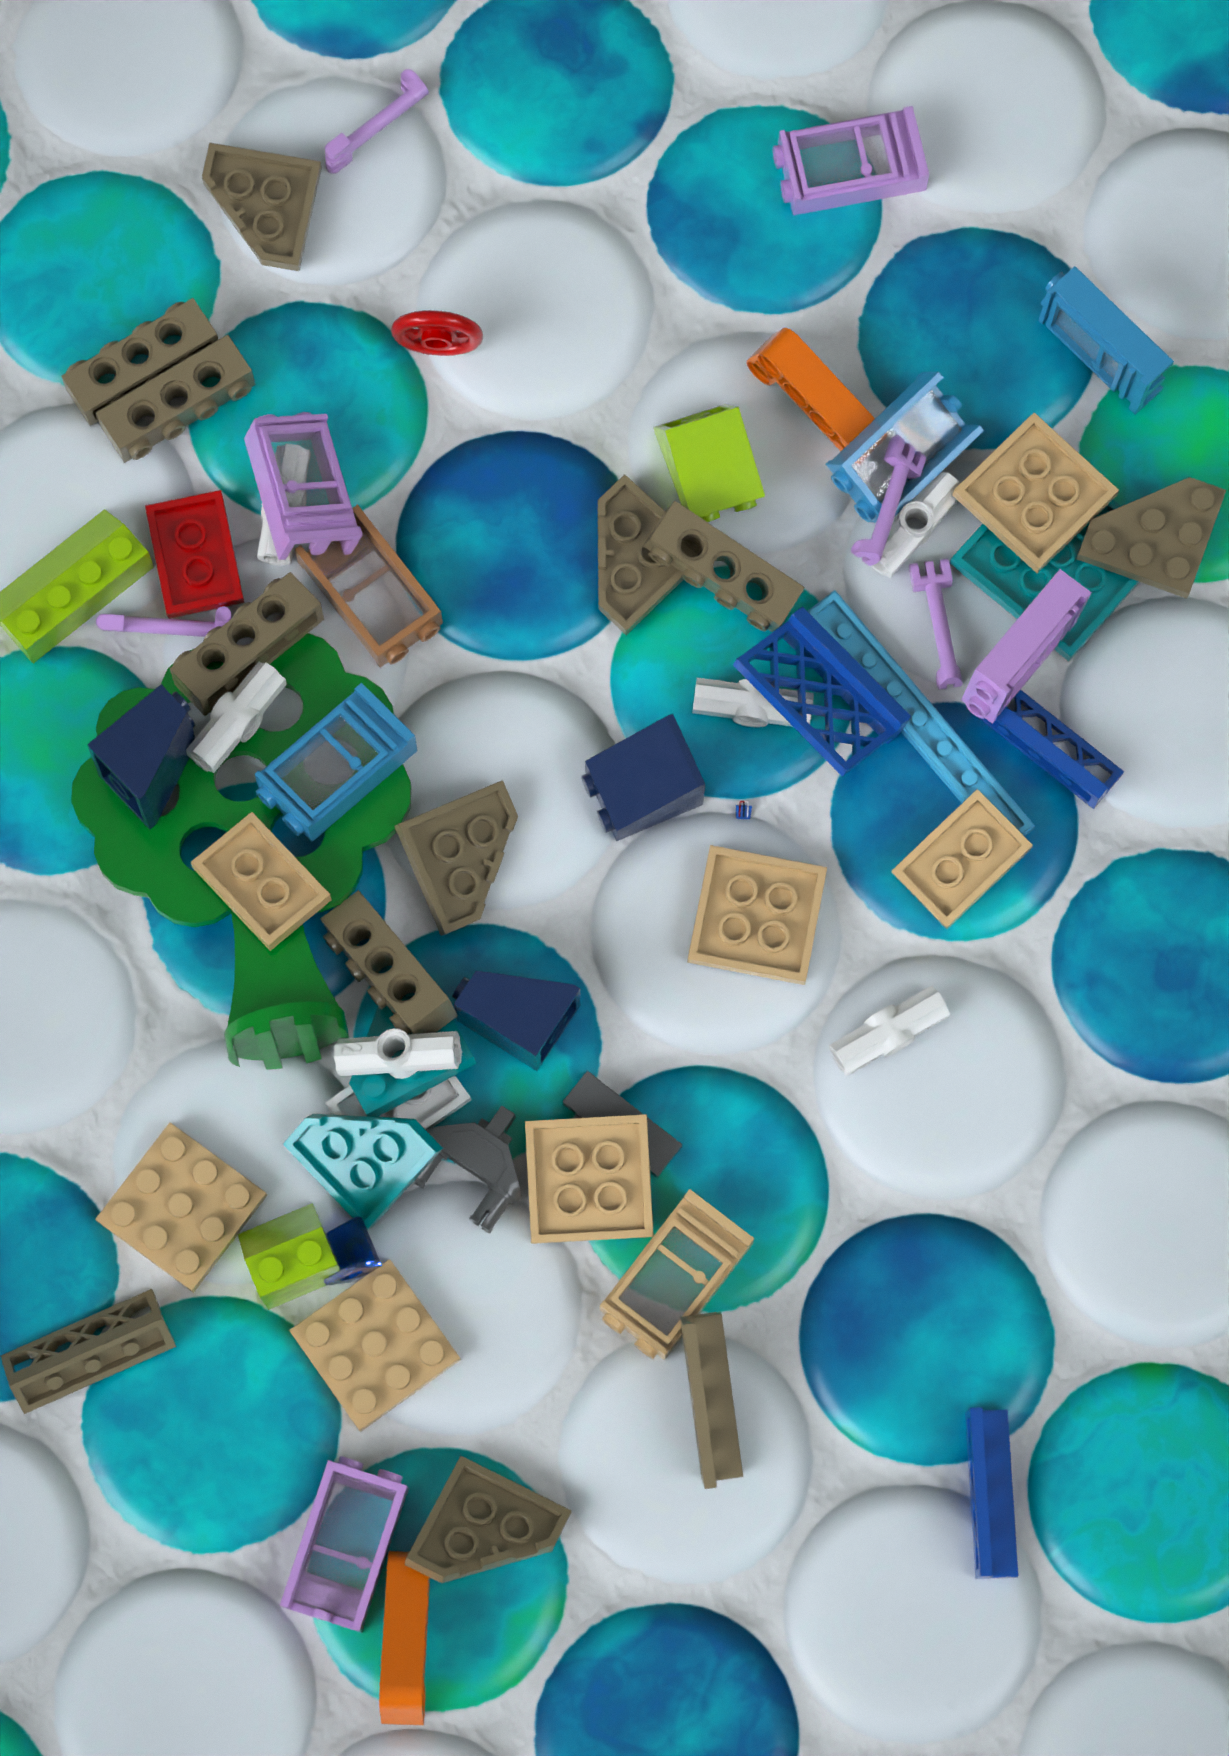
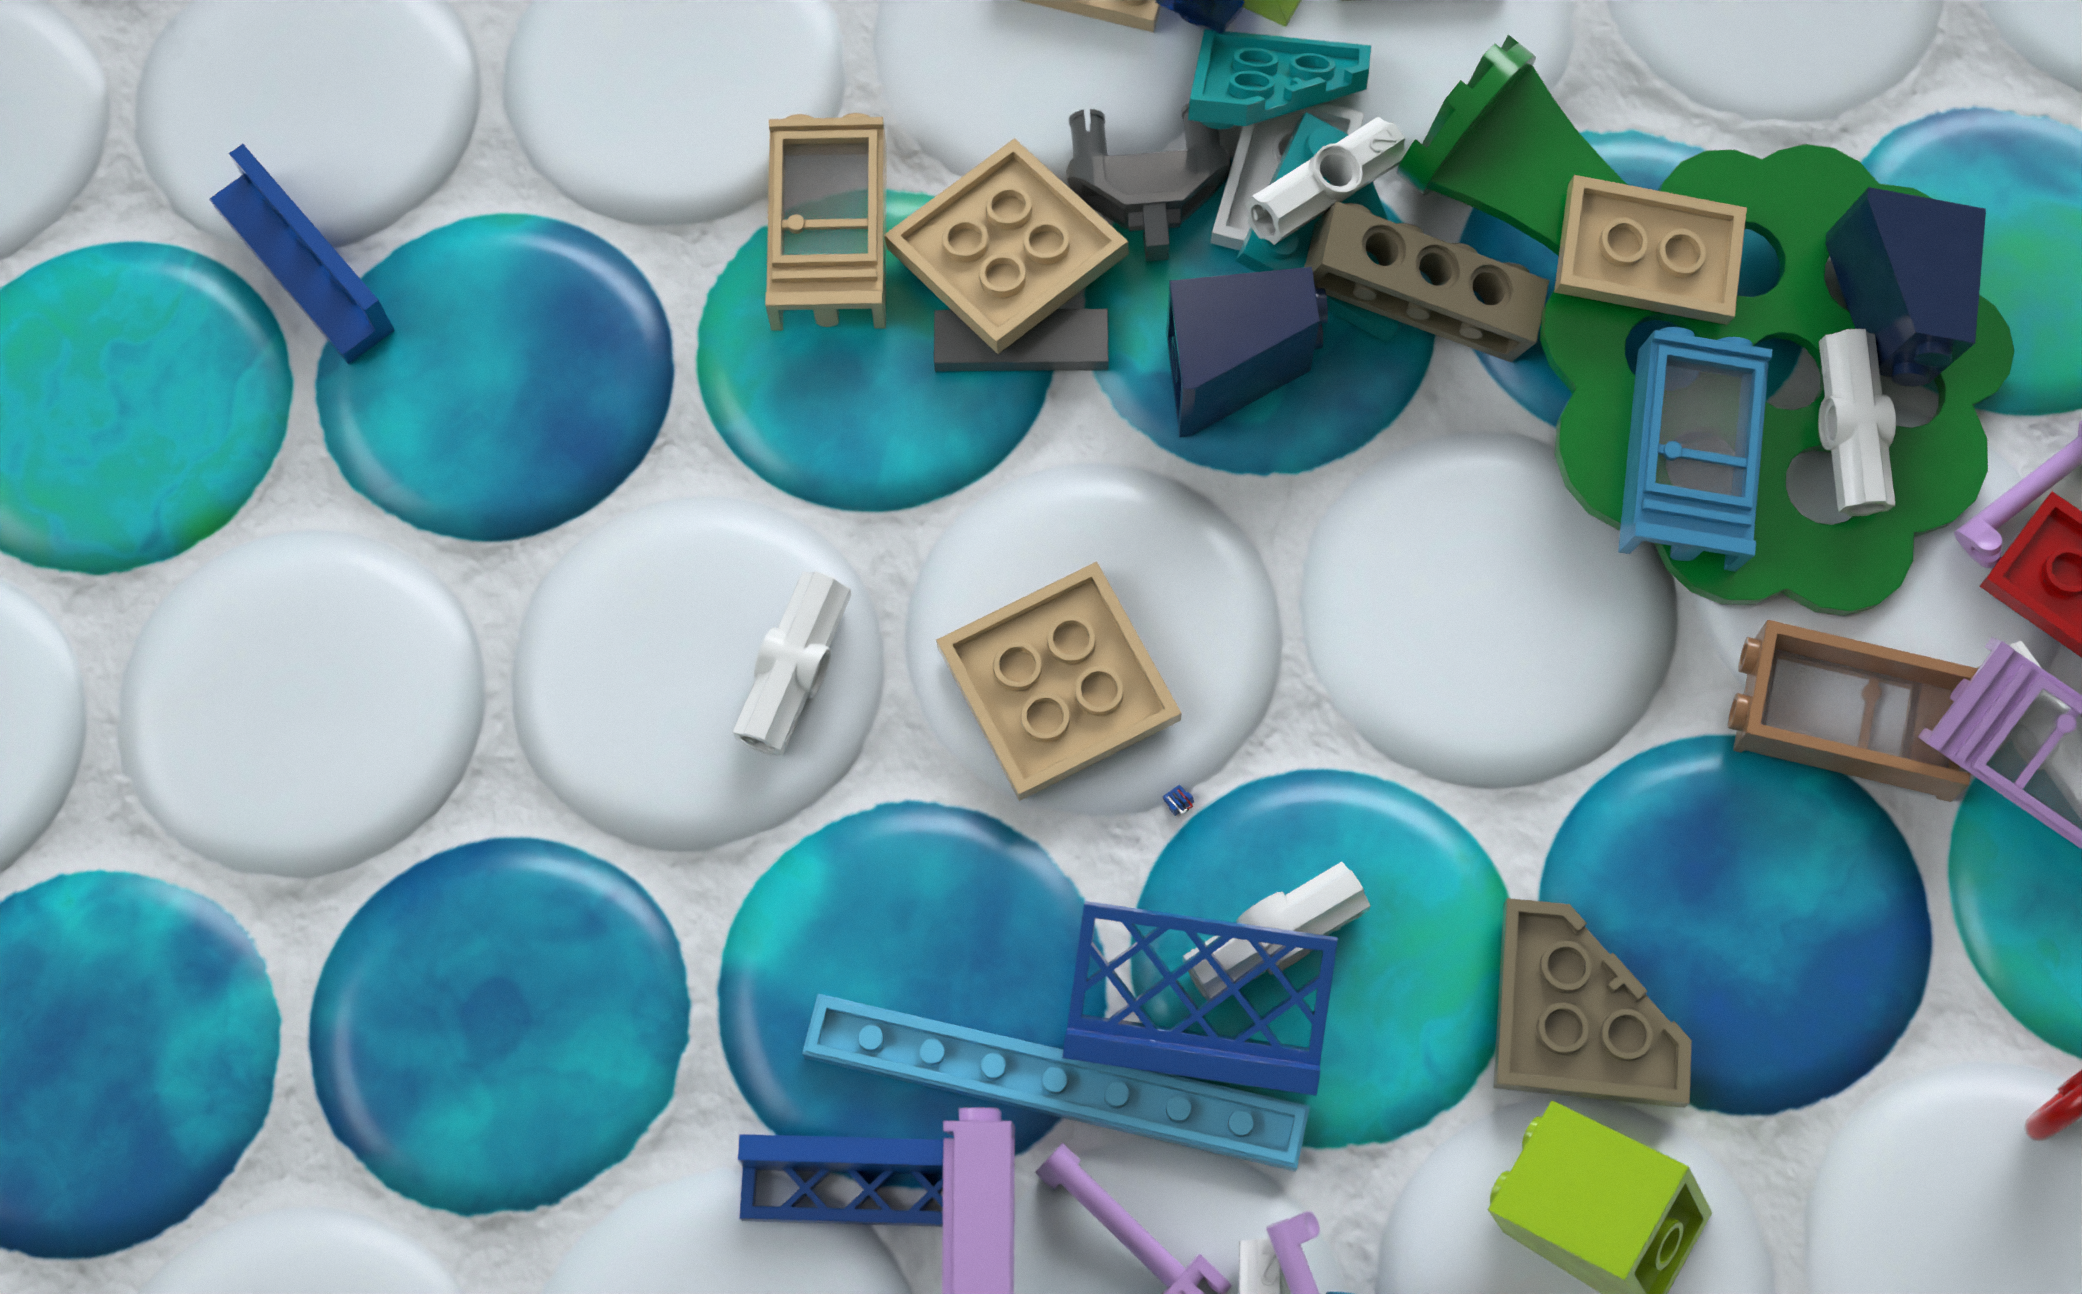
camera: 145 degrees right, 5 degrees down
(271, 639) = (1903, 603): dark tan brick -> none
(459, 853) = (1465, 482): dark tan plate -> none
(644, 779) = (1322, 727): dark blue slope -> none
(711, 1398) = (687, 113): dark tan fence -> none
(745, 567) = (1556, 1071): dark tan brick -> none
(962, 859) = (859, 933): tan plate -> none

